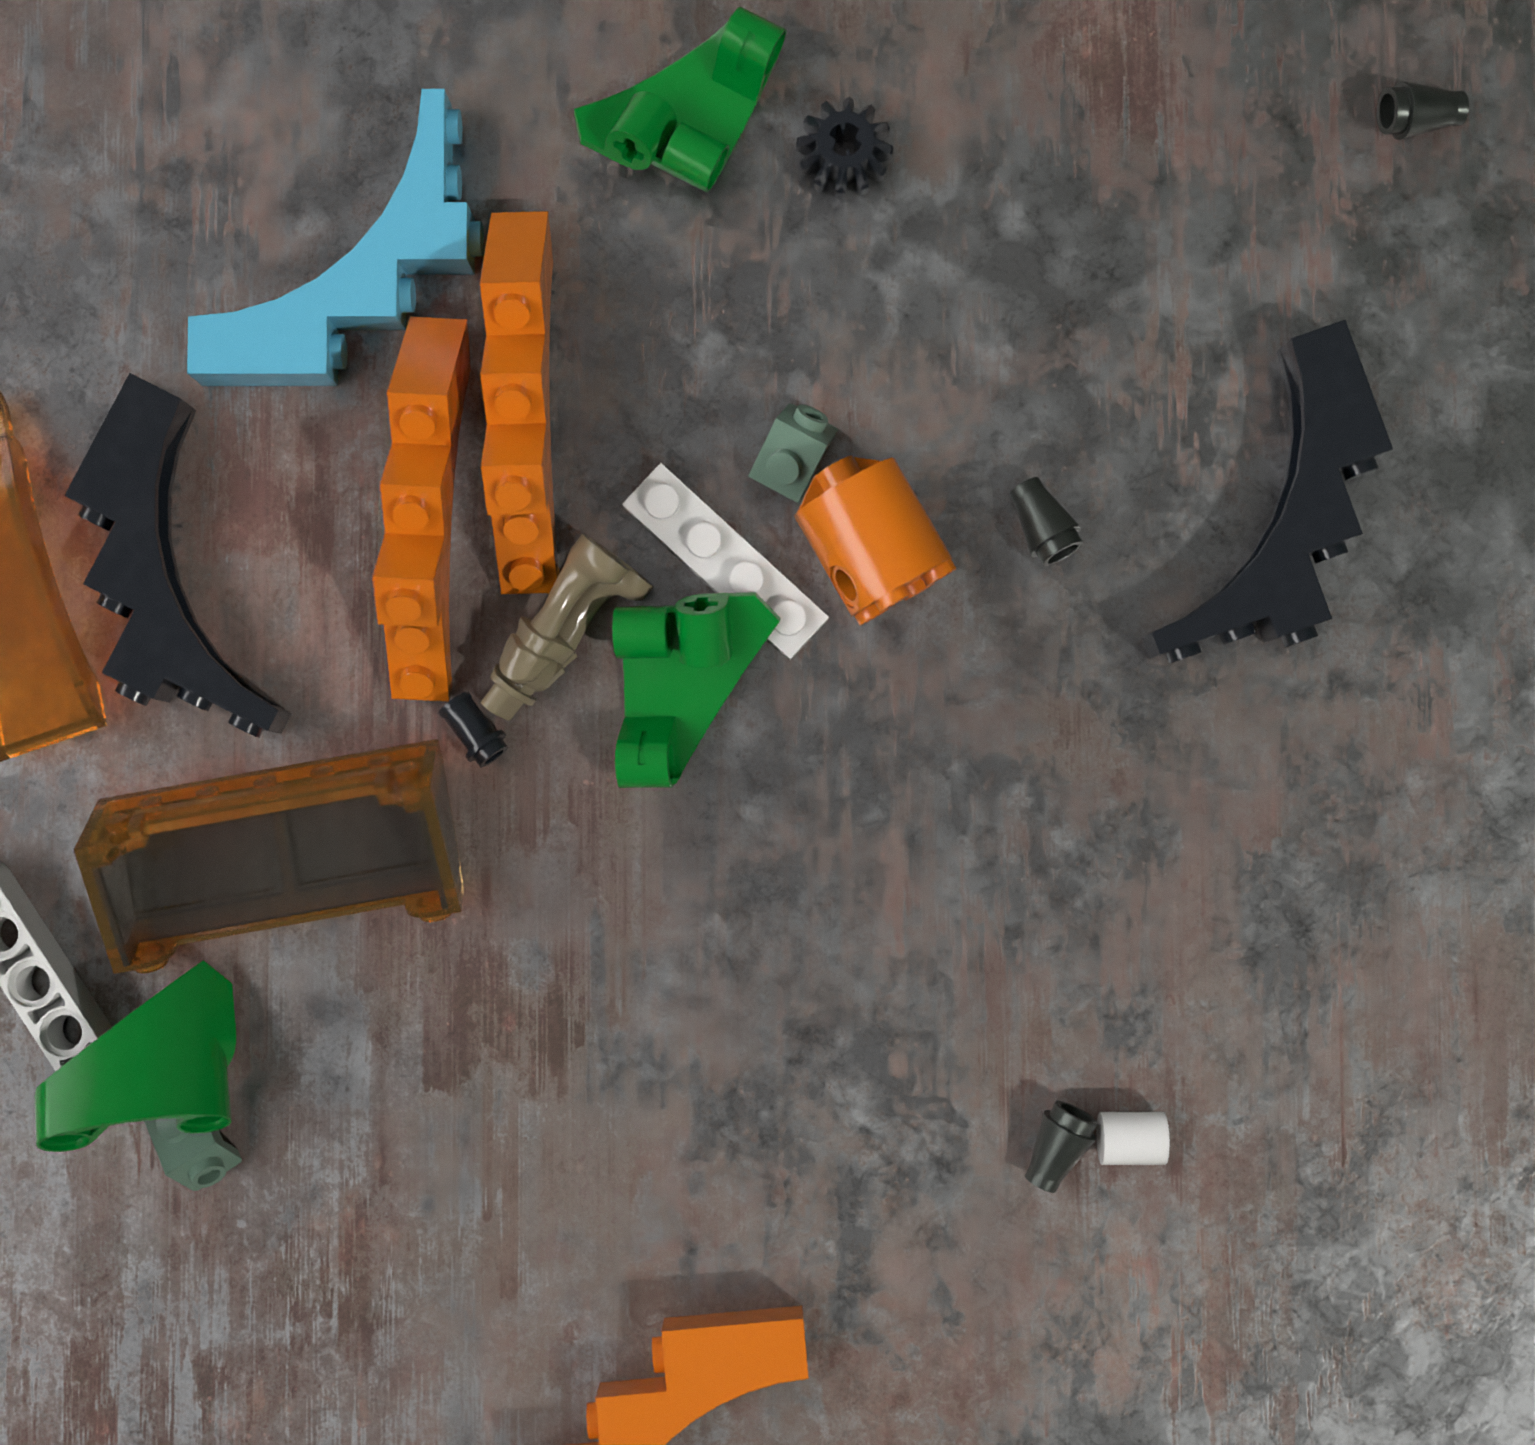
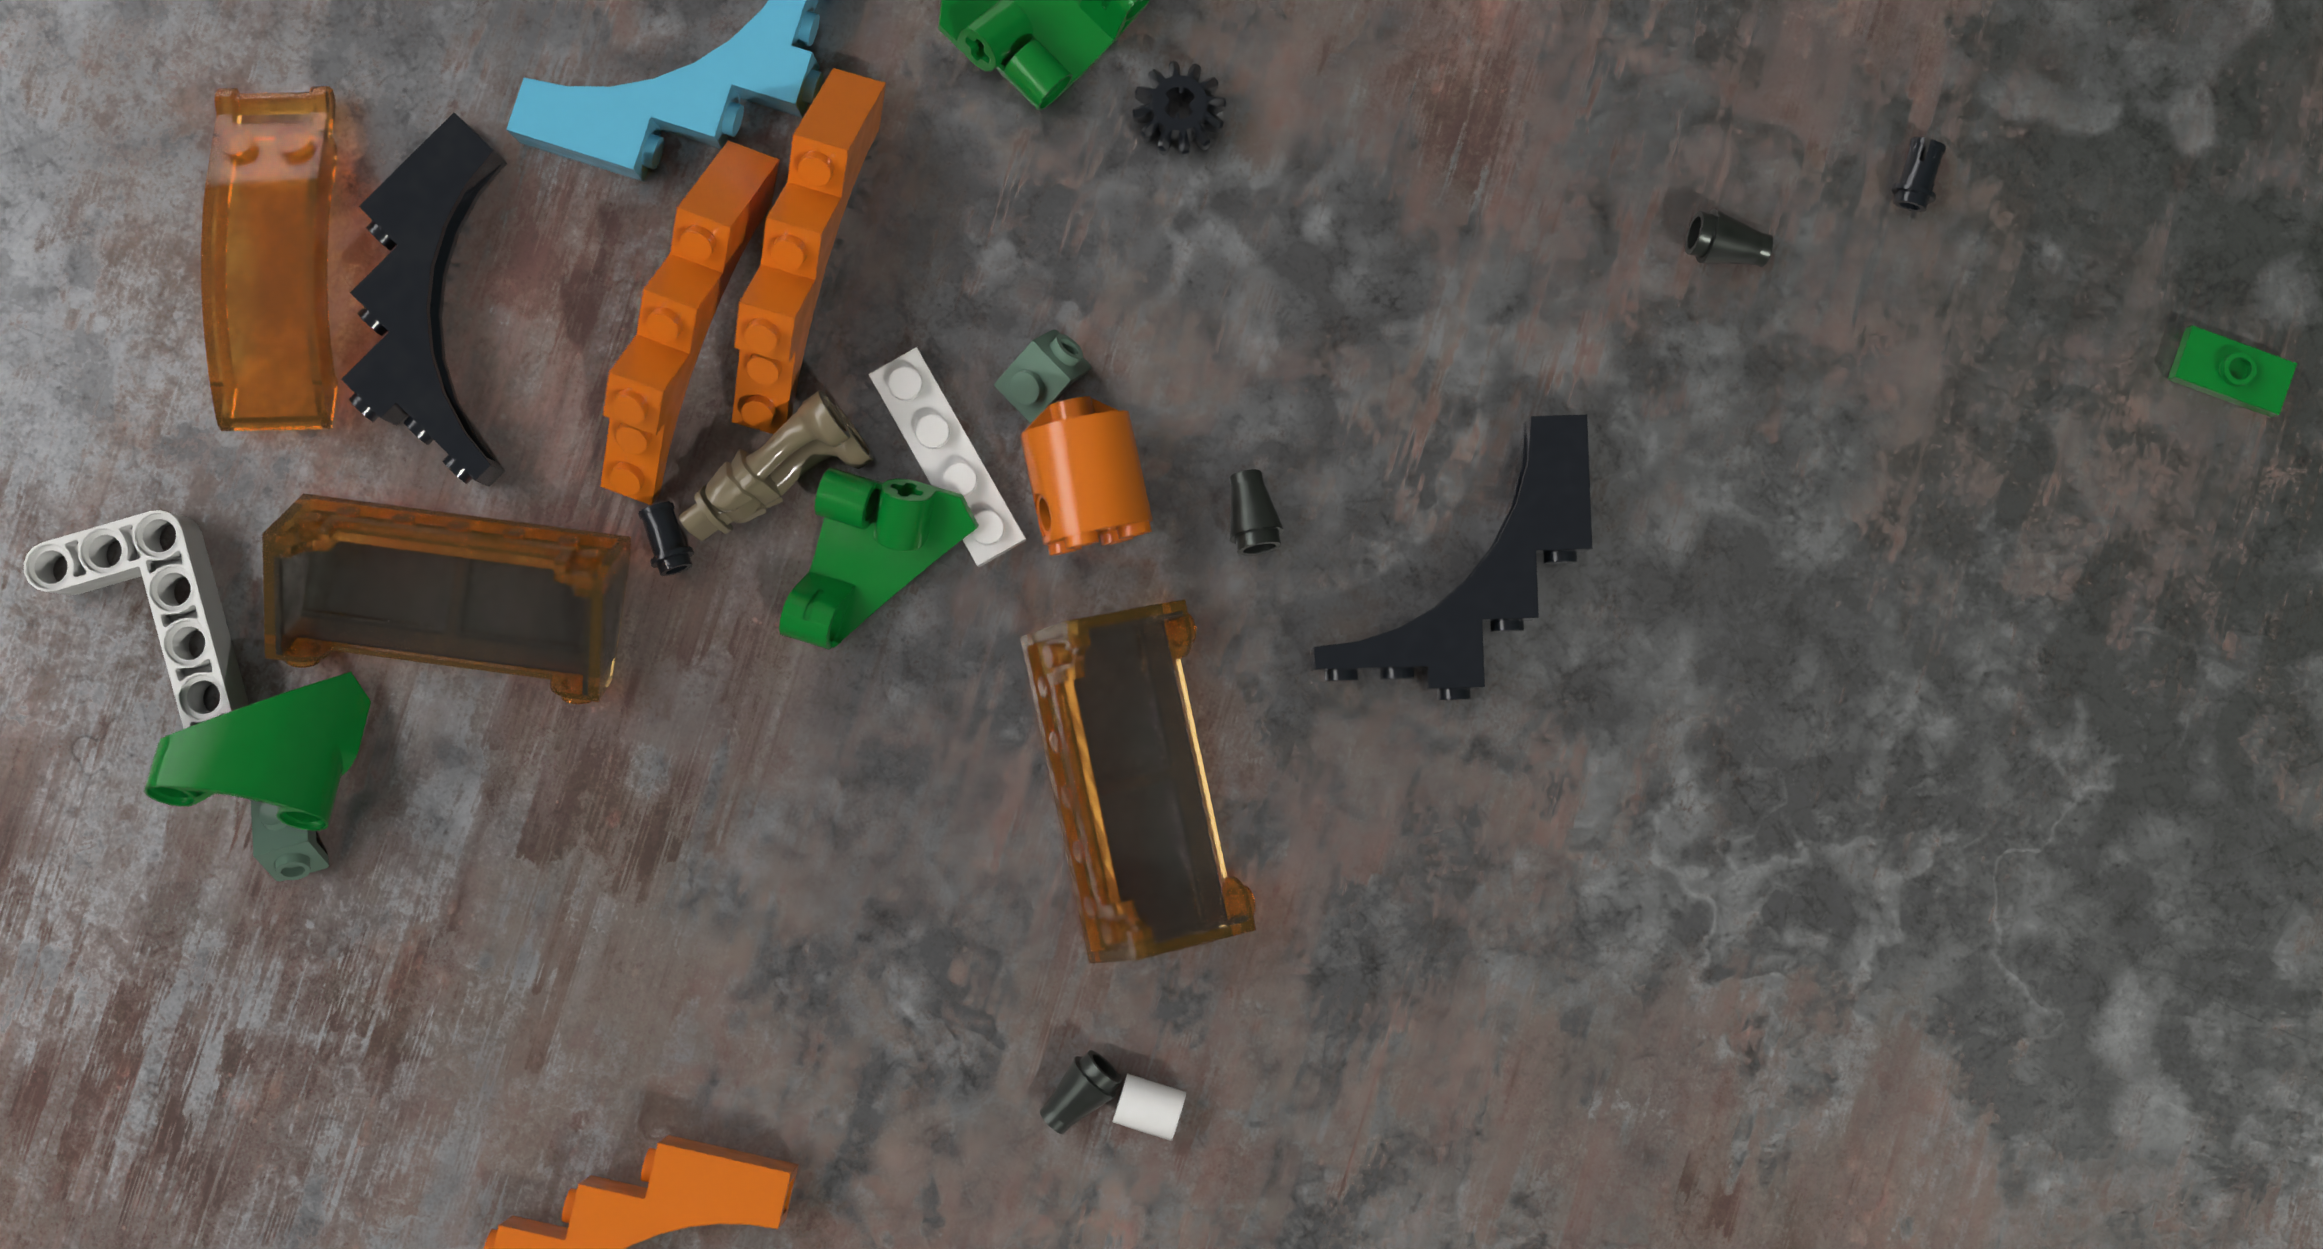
camera: 20 degrees right, 0 degrees up
(1013, 827) = (1132, 783): none -> windscreen

